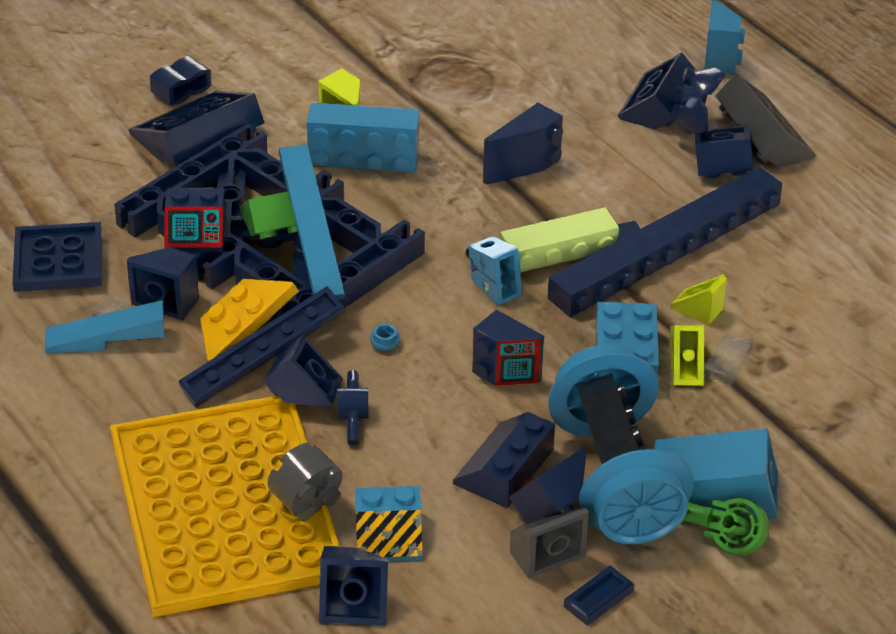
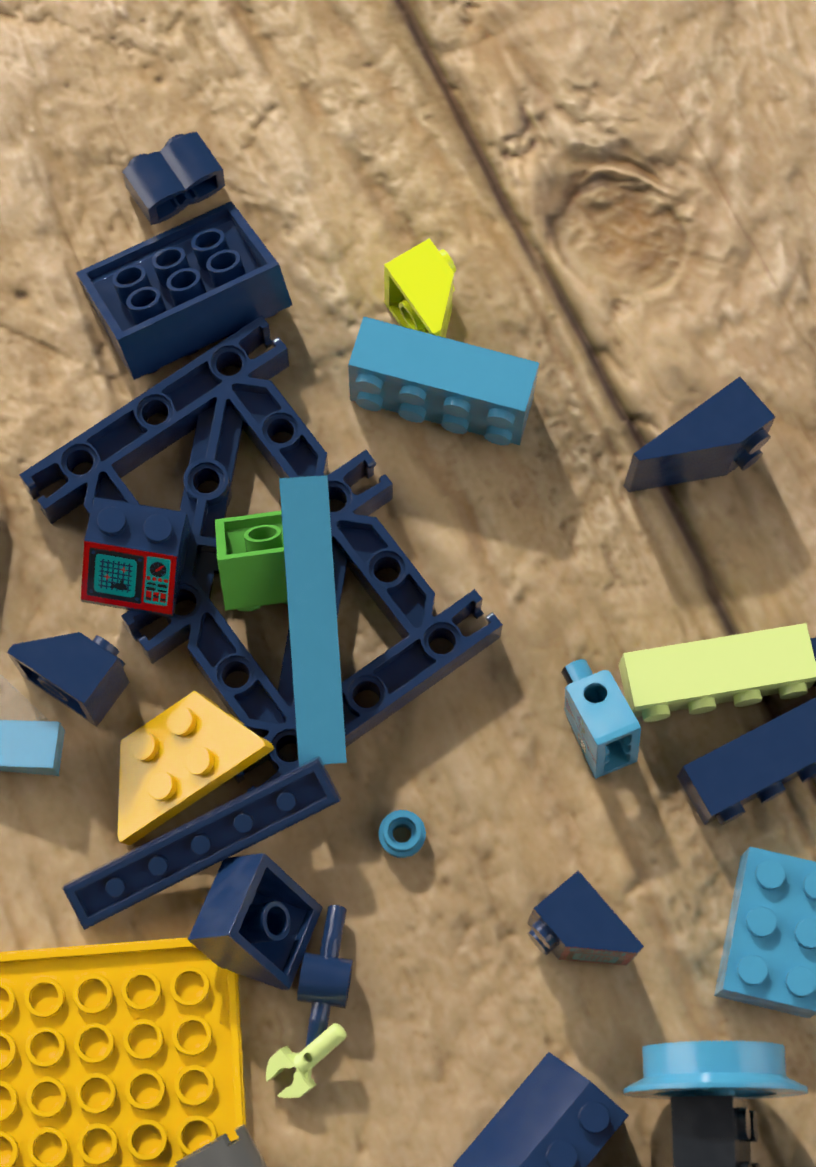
camera: 10 degrees right, 30 degrees up
(347, 441) = (304, 1061): none -> yellowish green bar

